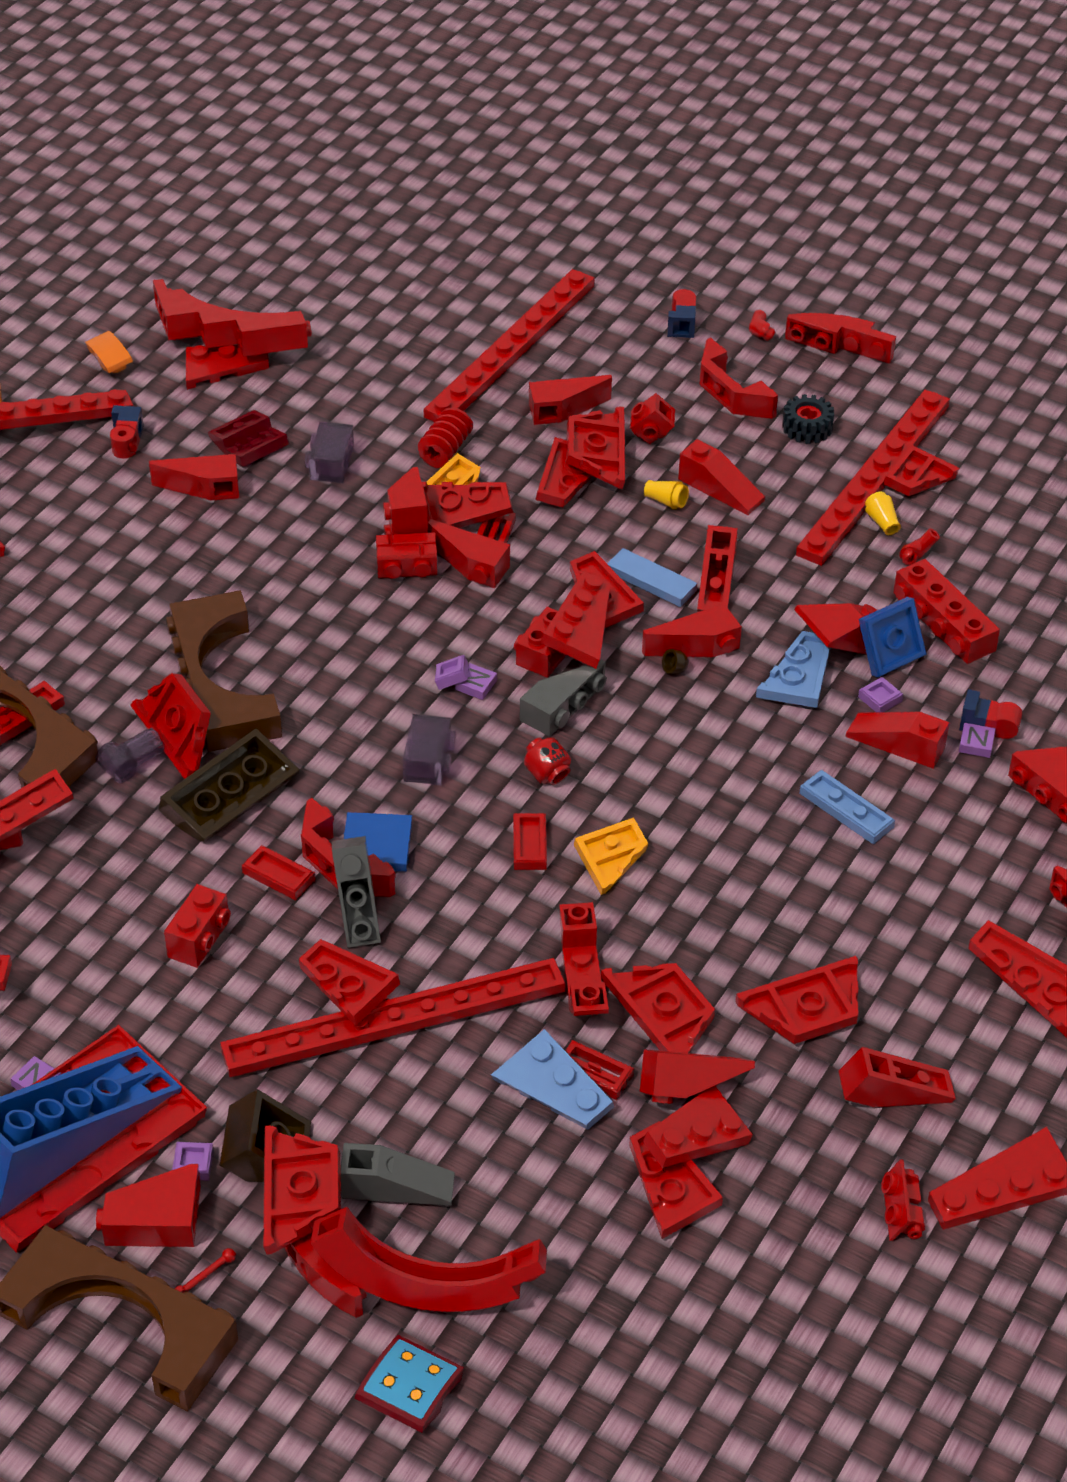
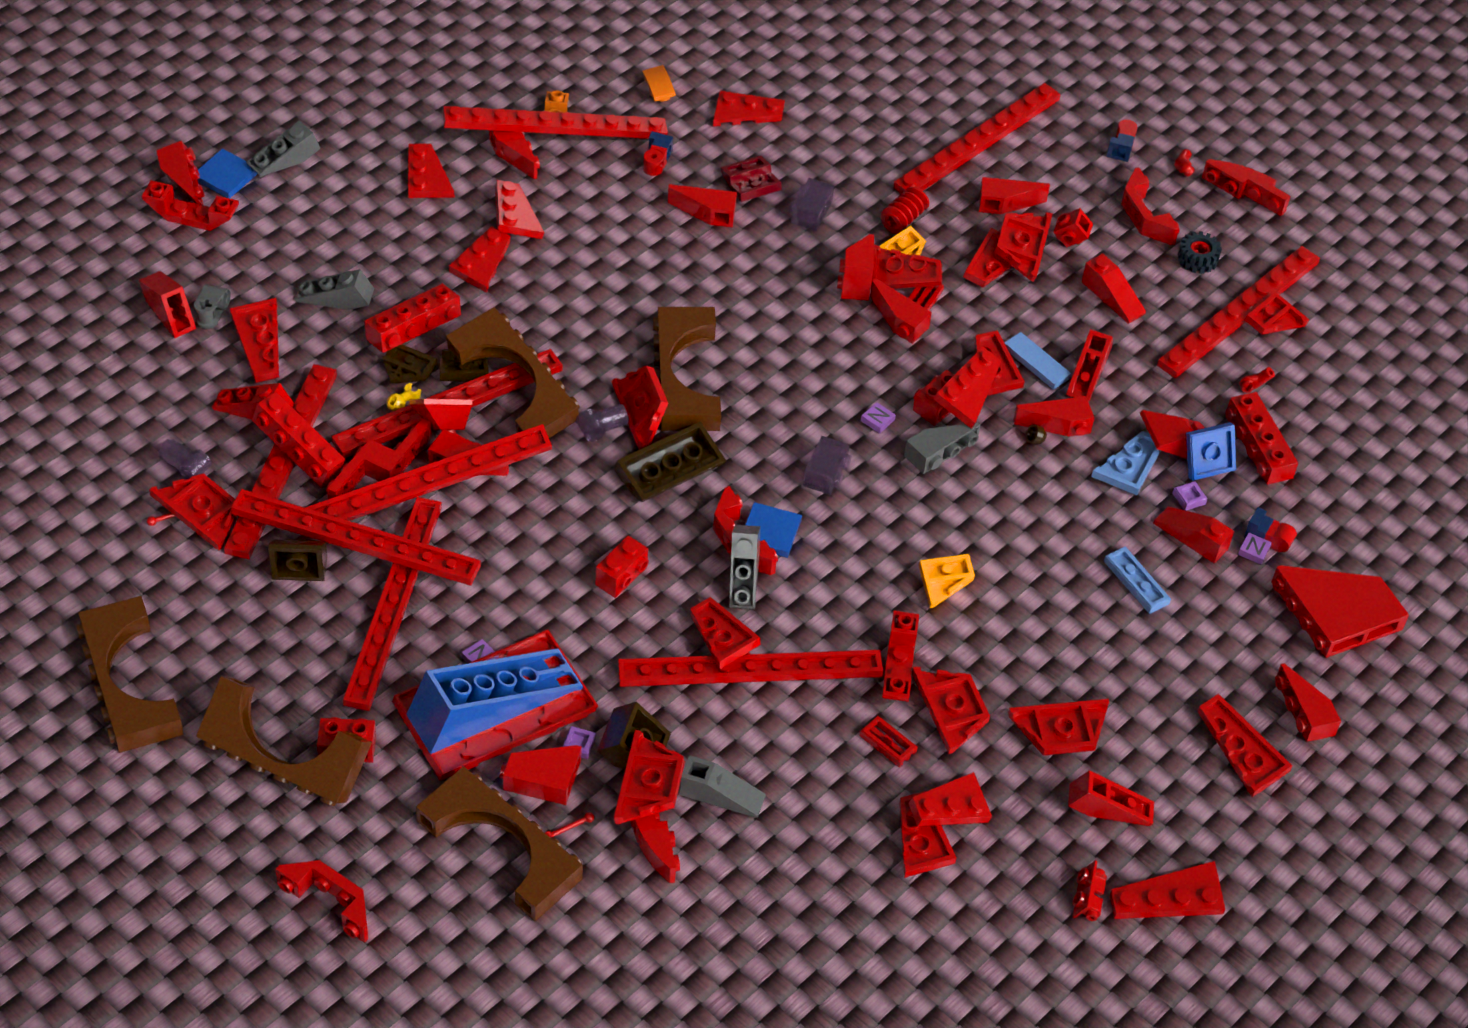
camera: 10 degrees right, 5 degrees up
(218, 326) = (775, 90): red arch -> none
(278, 872) = (691, 538): red tile -> none
(406, 555) = (849, 303): red brick -> none
(409, 1383) = (695, 938): slope -> none
(421, 1282) = (719, 868): red arch -> none
(451, 672) = (860, 406): medium lavender tile -> none
(529, 841) = (886, 554): red tile -> none
(547, 760) = (915, 494): red head -> none
(553, 1078) = (856, 742): medium blue wing -> none
(669, 493) = (1070, 293): yellow cone -> none
(686, 1074) = (955, 760): red slope -> none
(882, 511) = (1236, 344): yellow cone -> none

